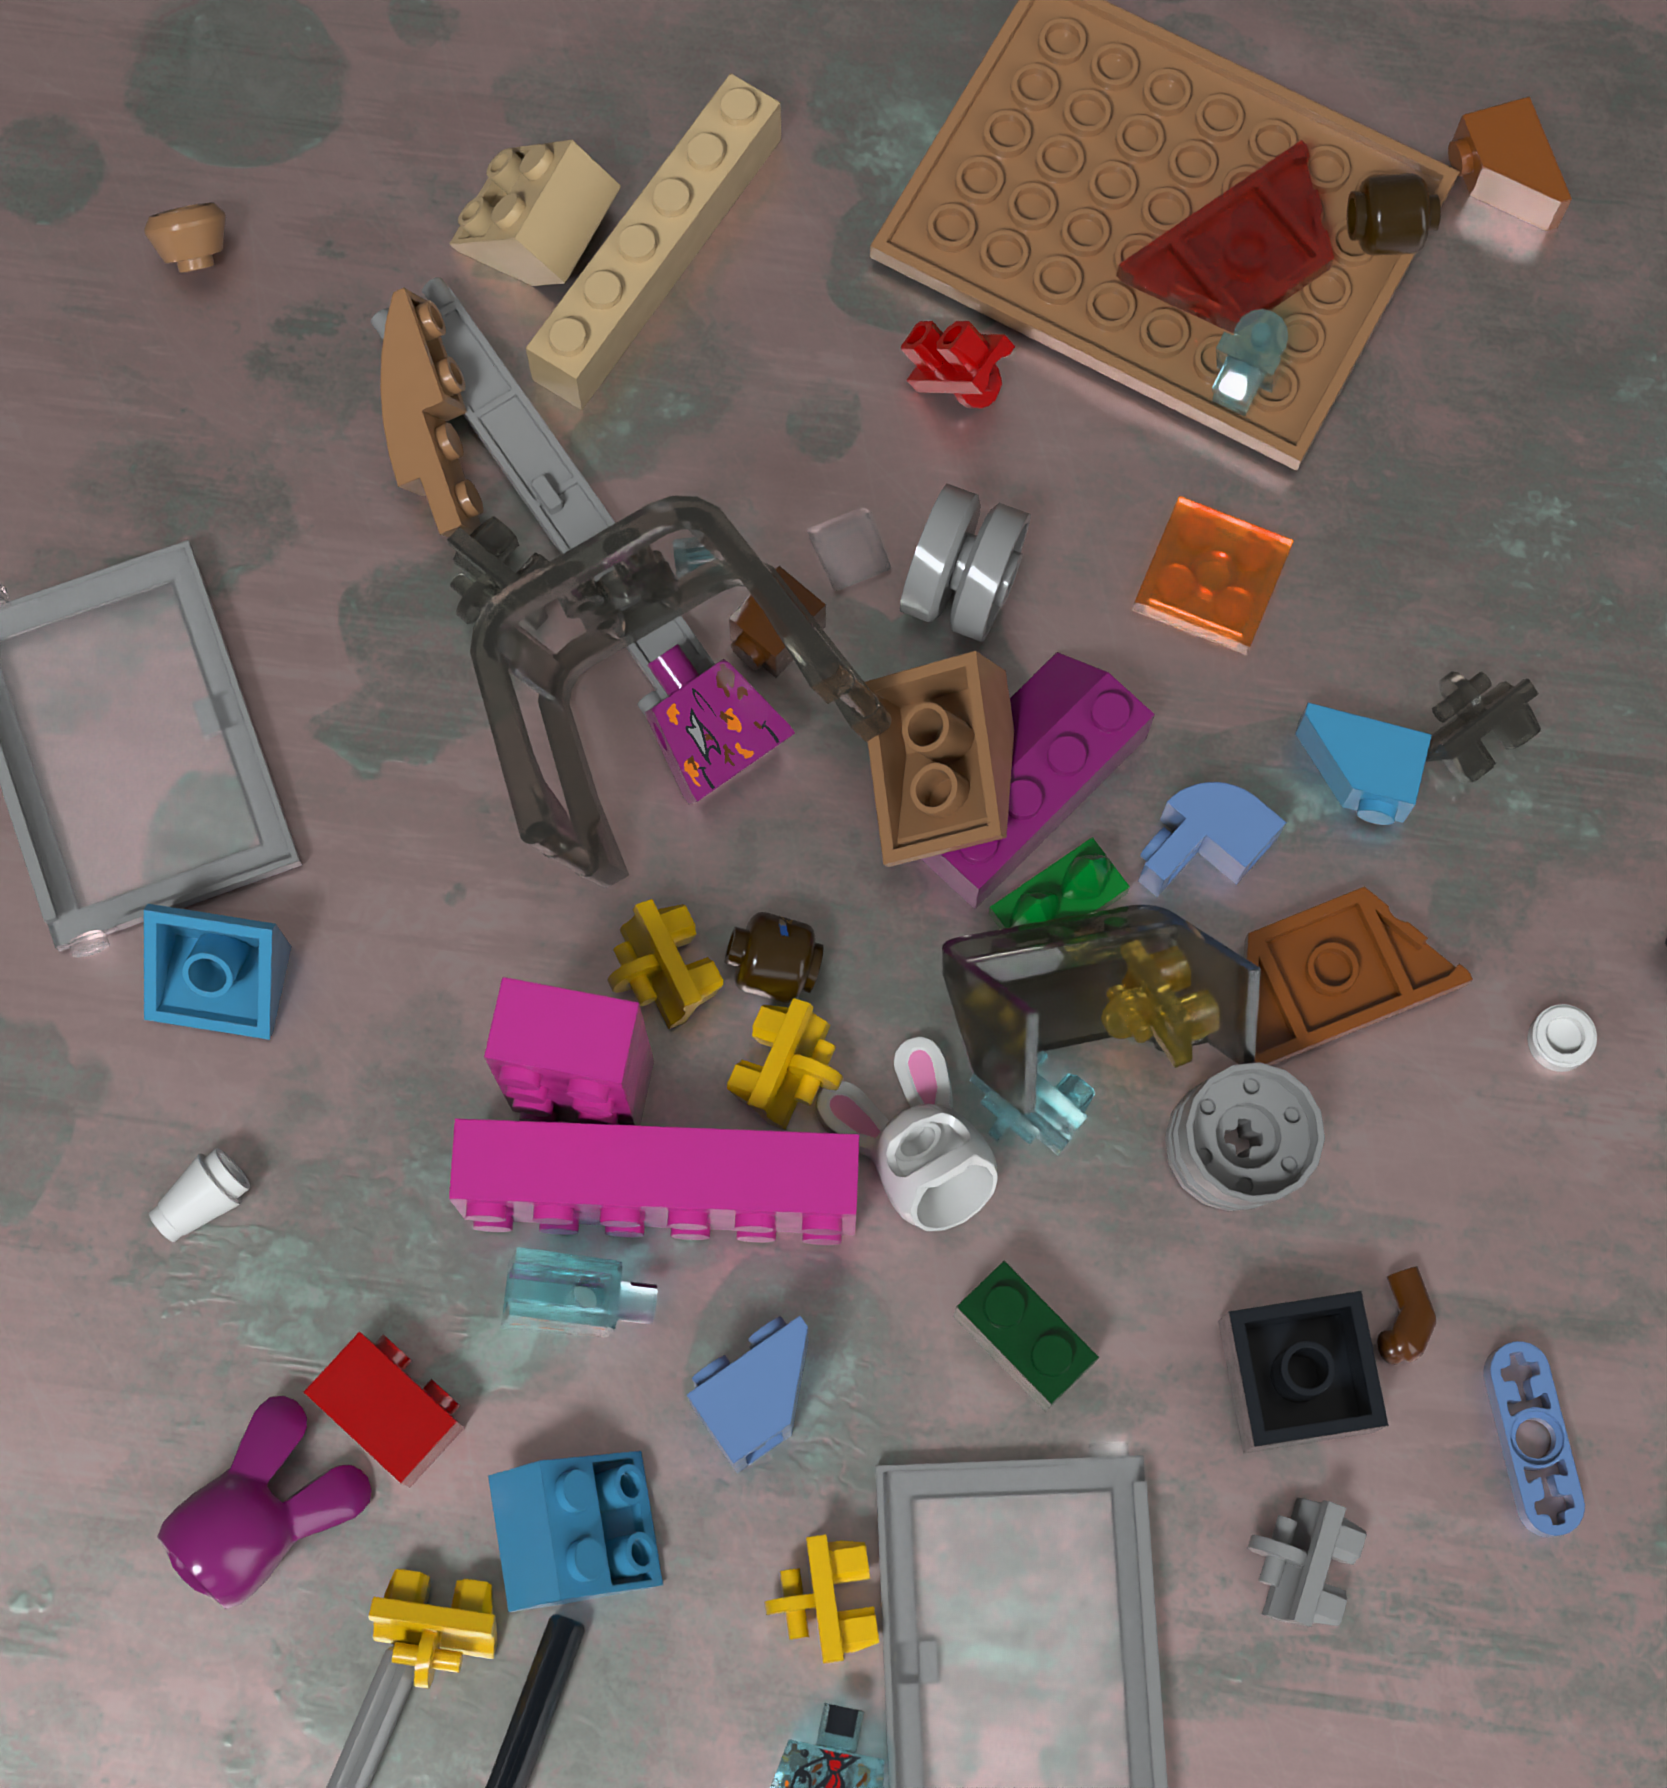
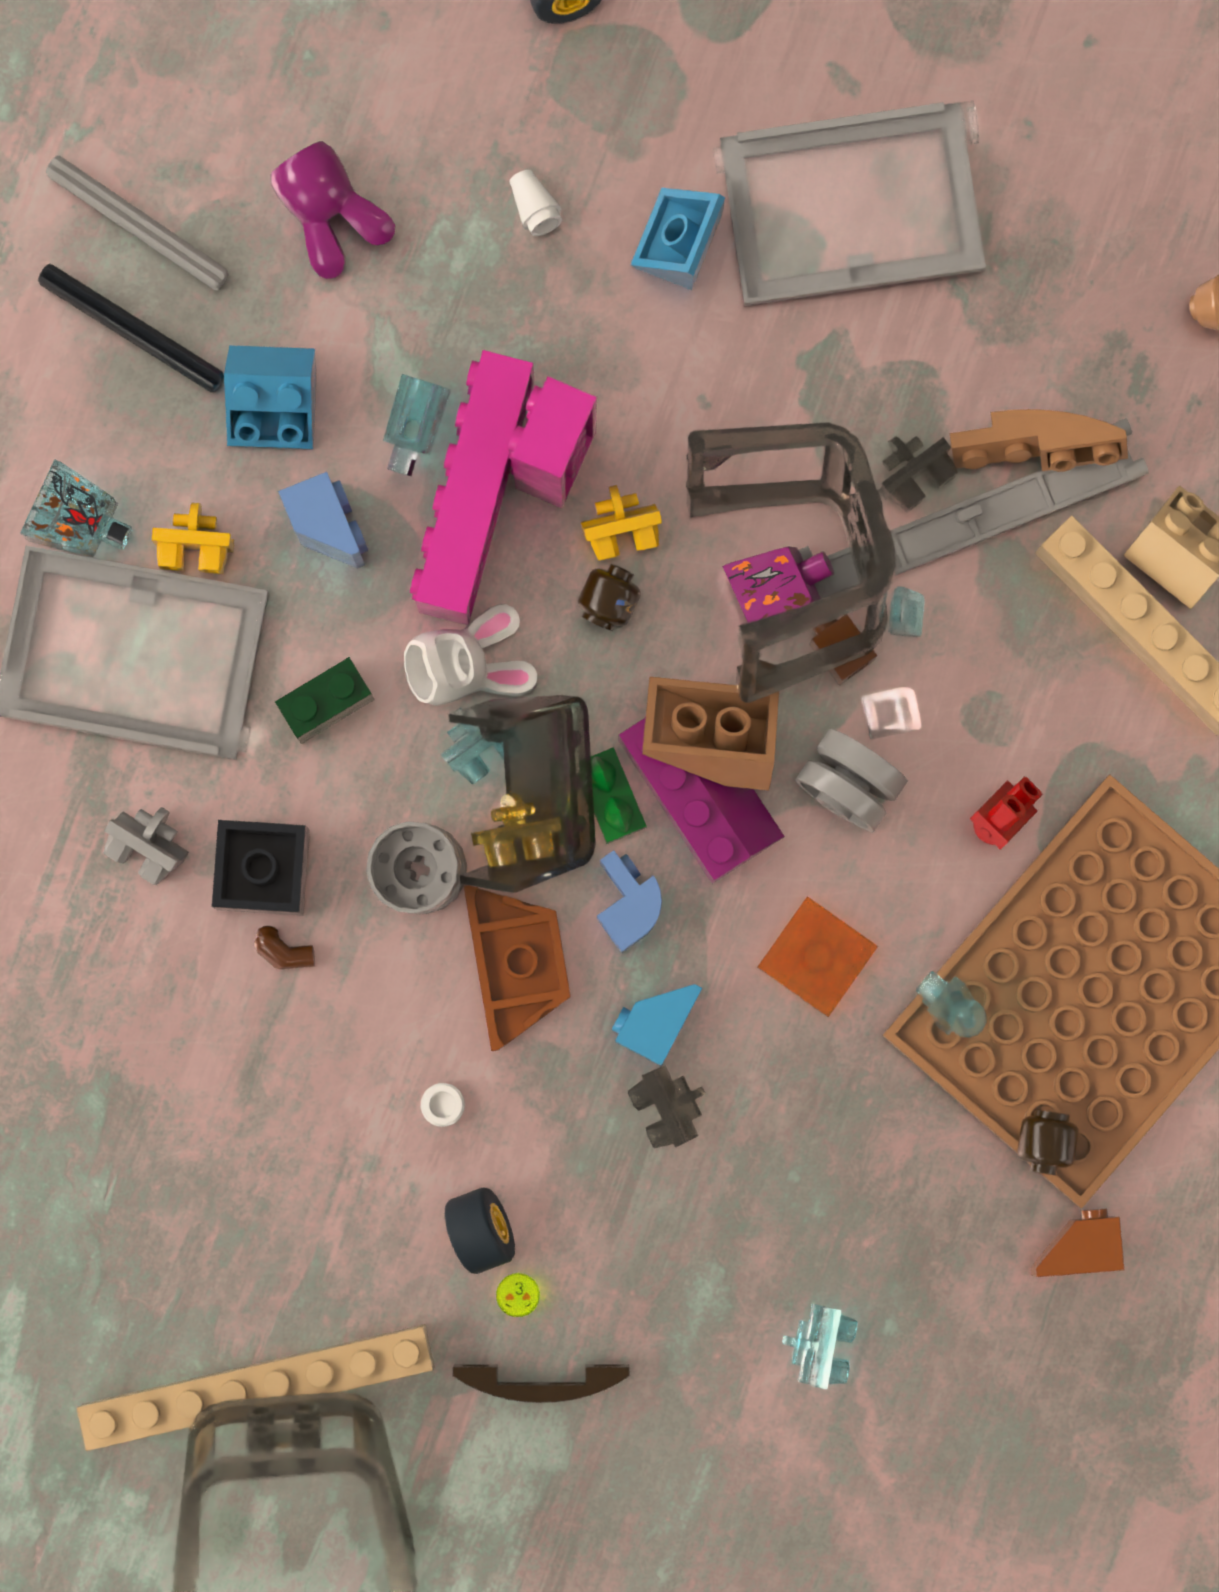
camera: 100 degrees right, 10 degrees up
(386, 1408) = (372, 295): red brick -> none
(431, 1634) = (242, 284): yellow hips -> none
(794, 1064) = (535, 594): yellow hips -> none
(1240, 248) = (1048, 1032): clear red wing -> none
(1524, 1492) = (156, 997): medium blue beam -> none

